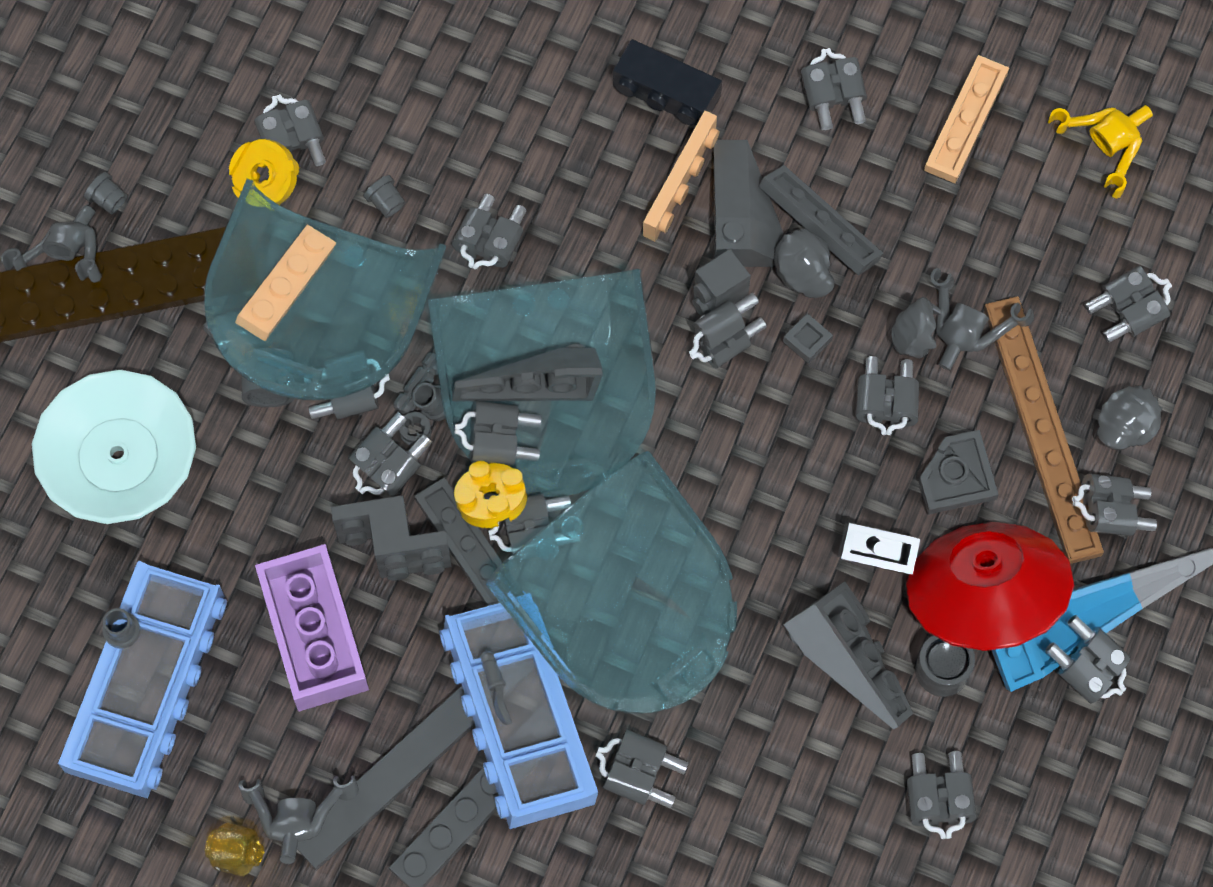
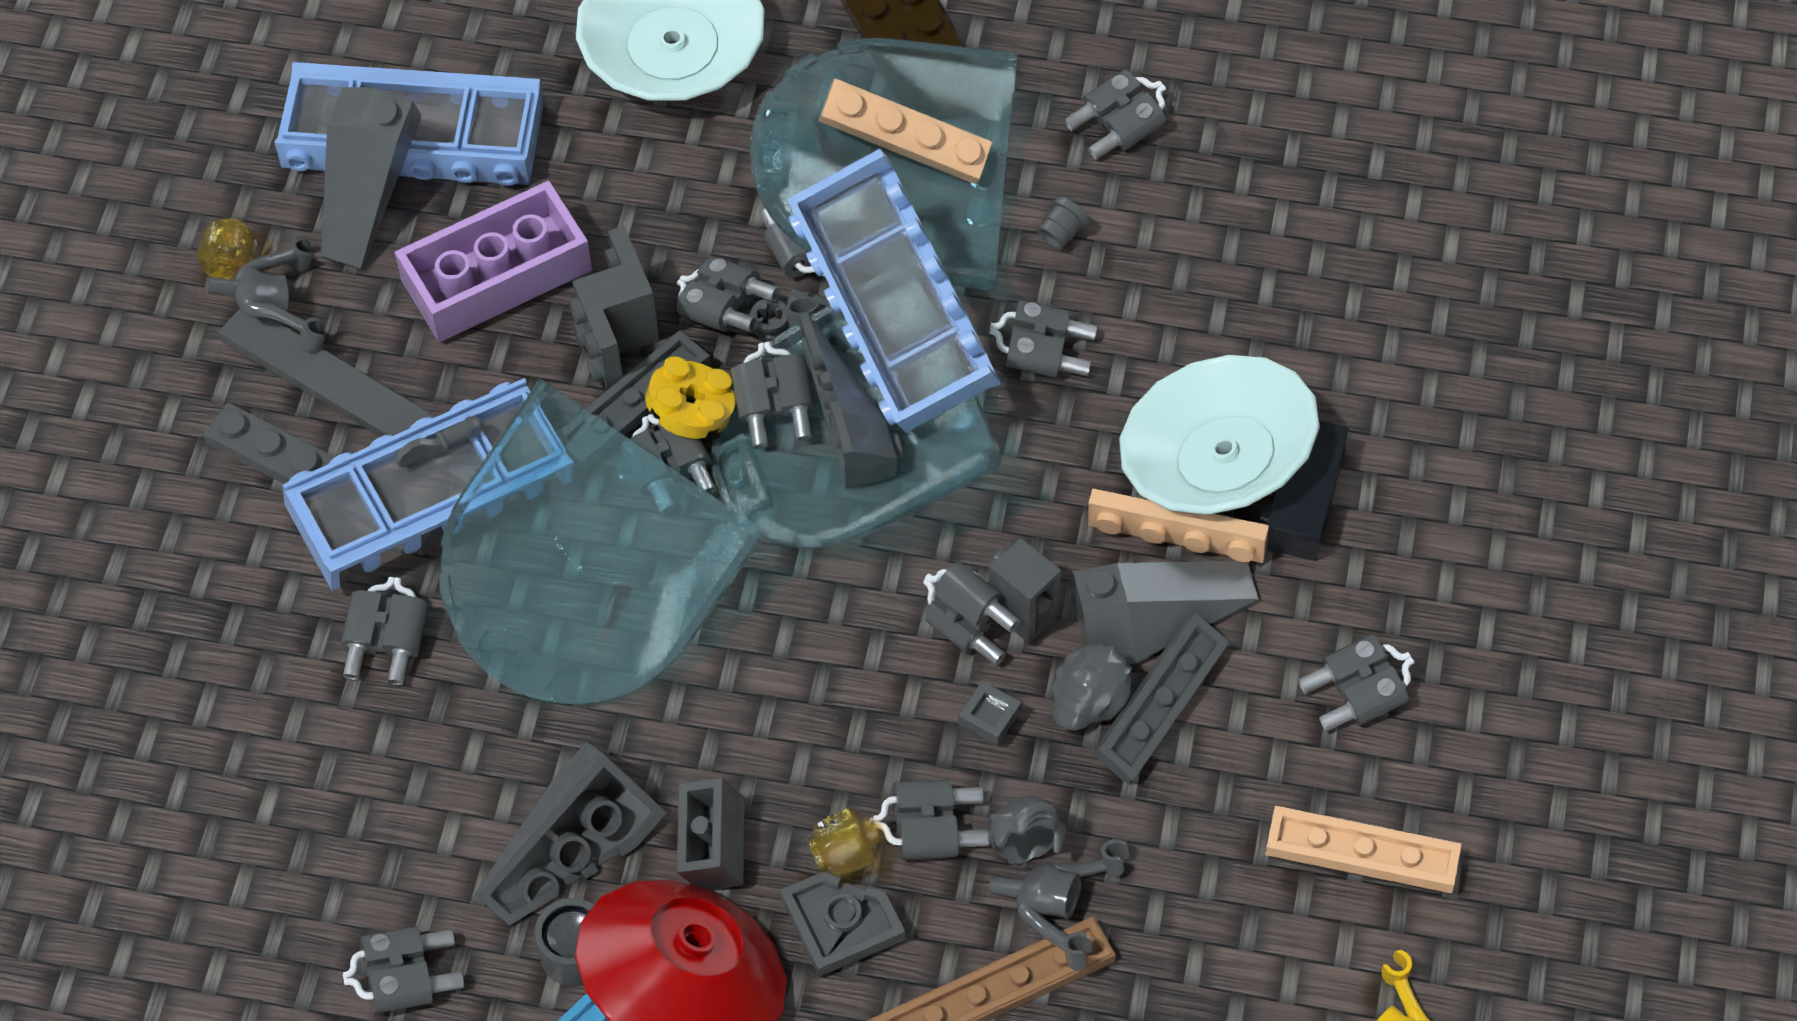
camera: 80 degrees right, 10 degrees down
(127, 636) = (452, 75): dark grey piece -> none
(186, 714) = (364, 158): none -> dark grey wedge
(263, 153) = (1055, 93): yellow plate -> none
(457, 314) = (891, 292): none -> clear window
(603, 97) = (1219, 434): none -> light aqua dish
(901, 456) = (844, 842): none -> clear yellow head

